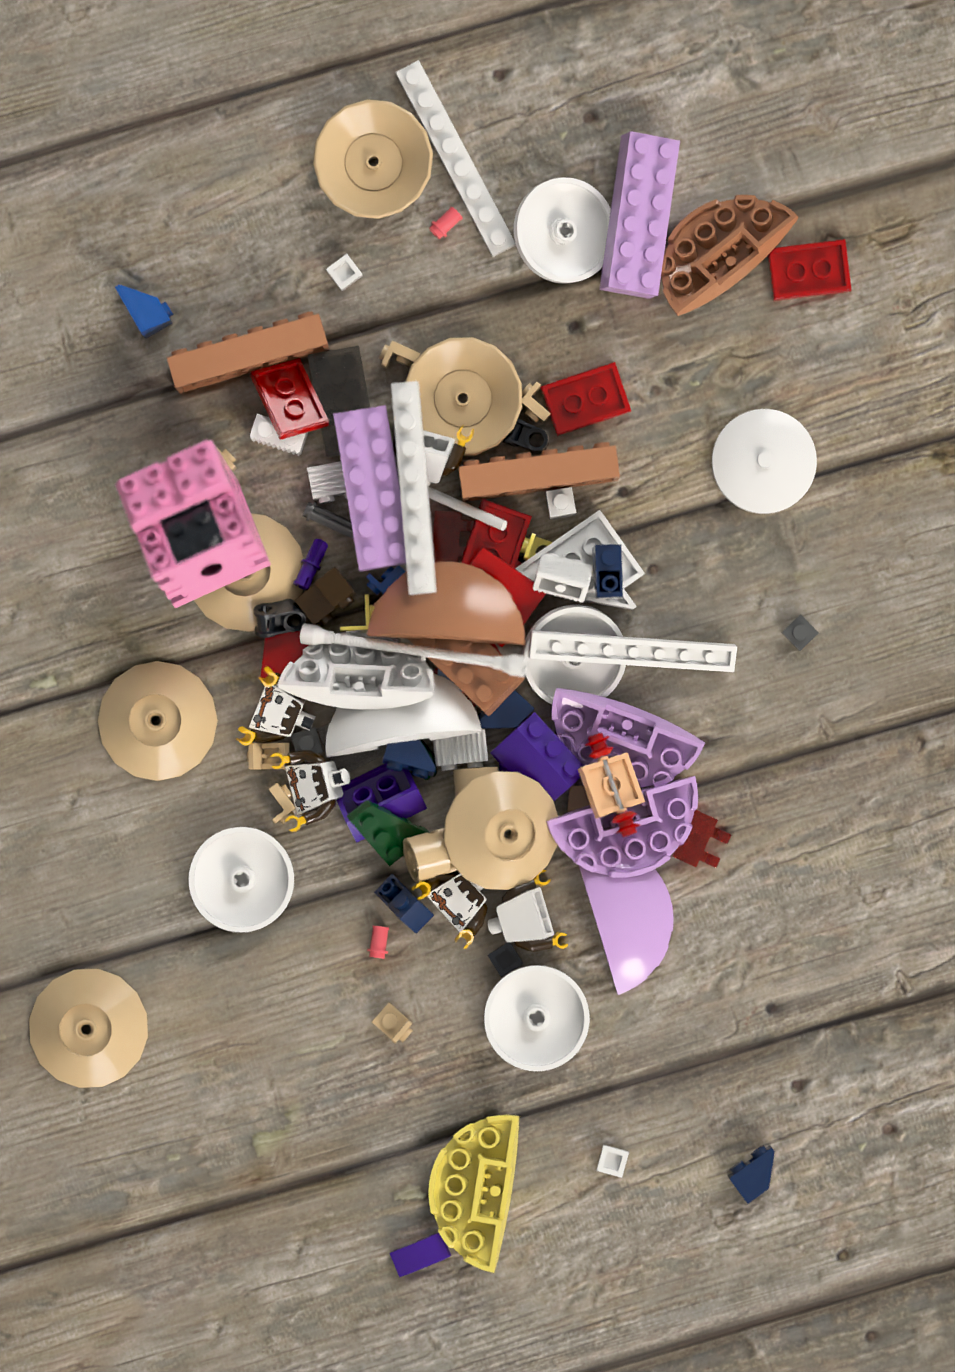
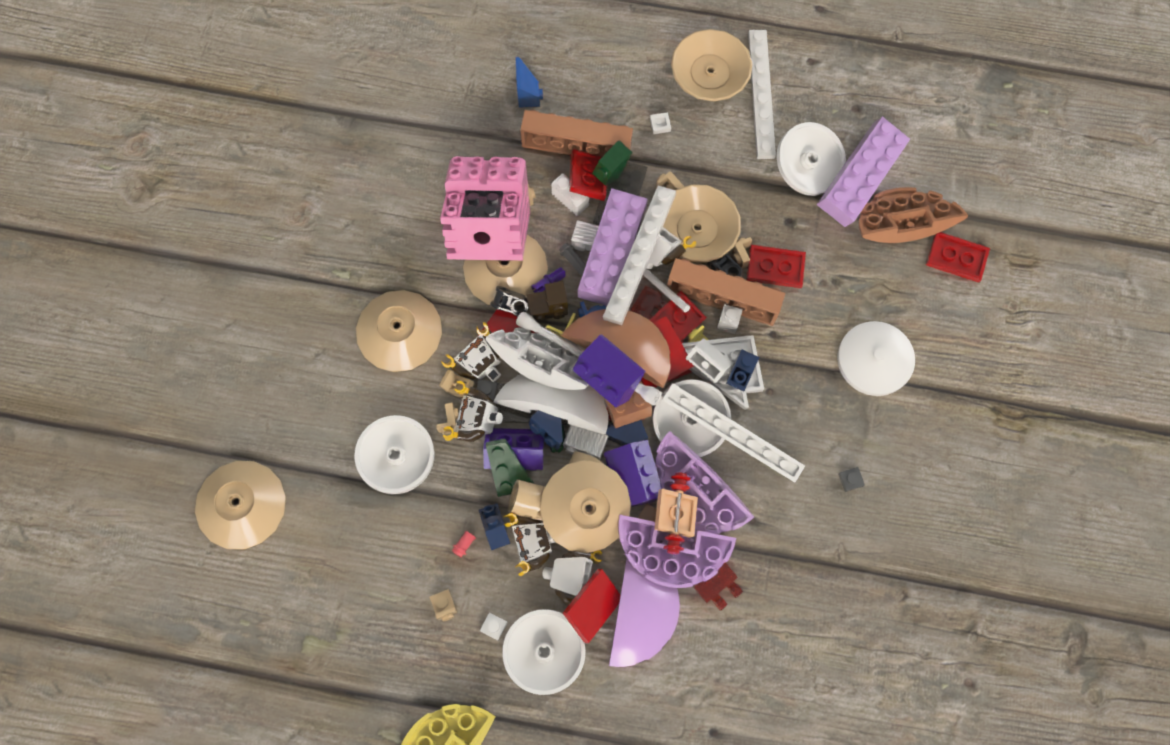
camera: 25 degrees right, 15 degrees down
(315, 374) = (612, 163): none -> dark green slope
(445, 223) = (738, 124): coral pin -> none
(451, 662) = (609, 371): none -> dark purple slope
(463, 1017) = (493, 626): none -> white plate
(505, 959) = (543, 599): black plate -> none
(567, 939) = (592, 606): none -> red tile

